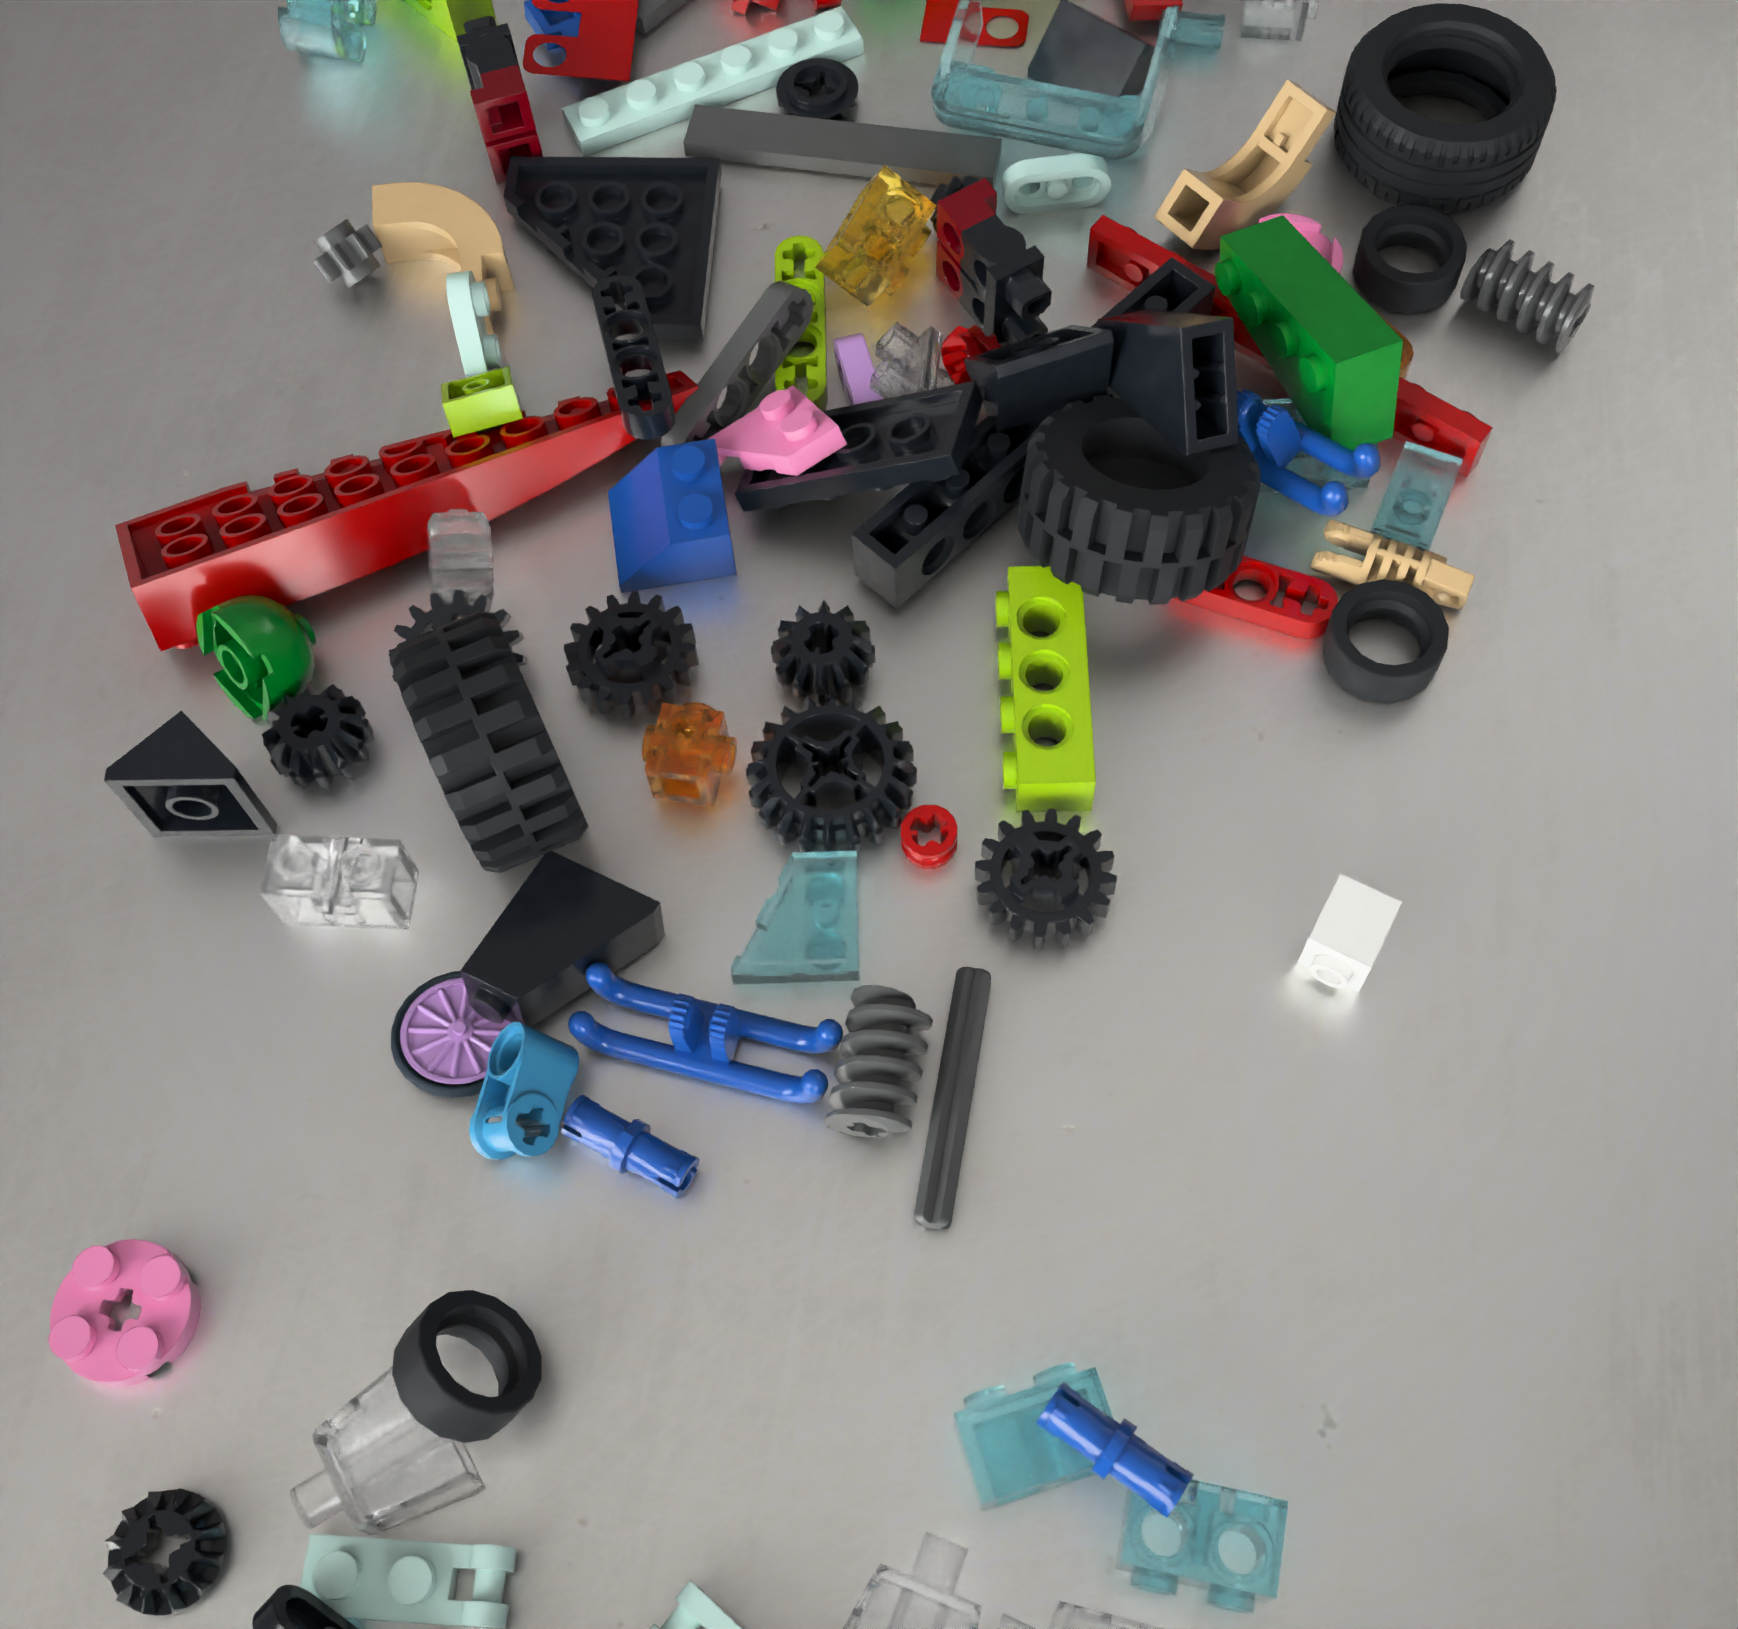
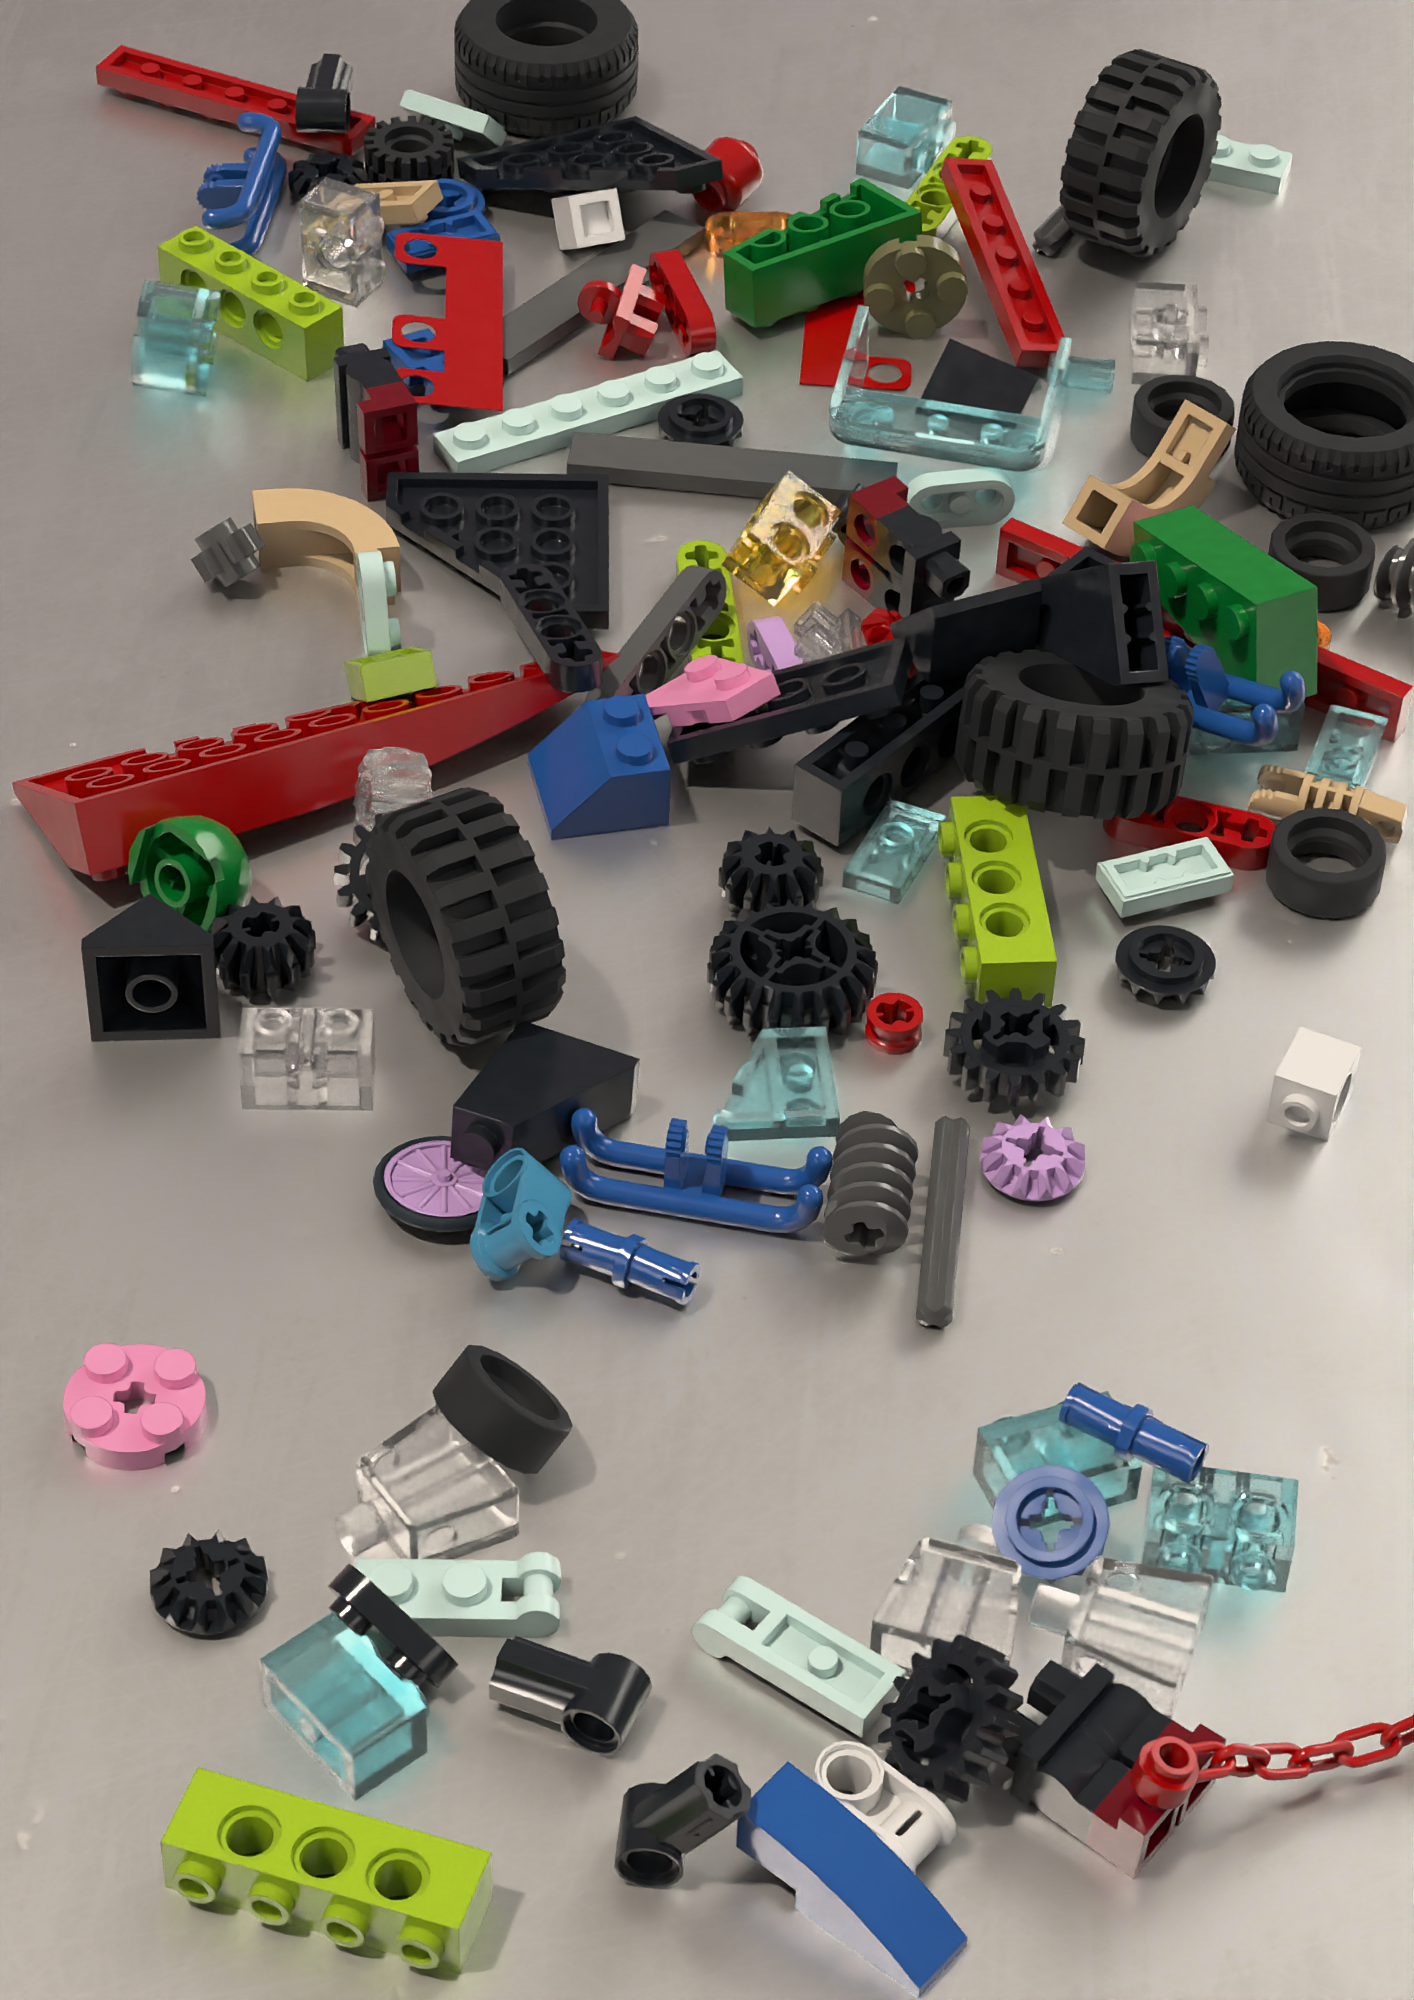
camera: 10 degrees left, 20 degrees down
(631, 654) = (579, 874): black gear -> none
(688, 753) = (647, 952): clear orange brick -> none
(951, 616) = (893, 851): none -> clear light blue plate
(990, 1574) = (1025, 1502): none -> gear
(1067, 1041) = (1049, 1176): none -> lavender gear
(1218, 655) = (1164, 877): none -> light aqua plate
(1235, 755) = (1143, 950): none -> black gear
(1282, 56) = (1164, 397): none -> black tyre

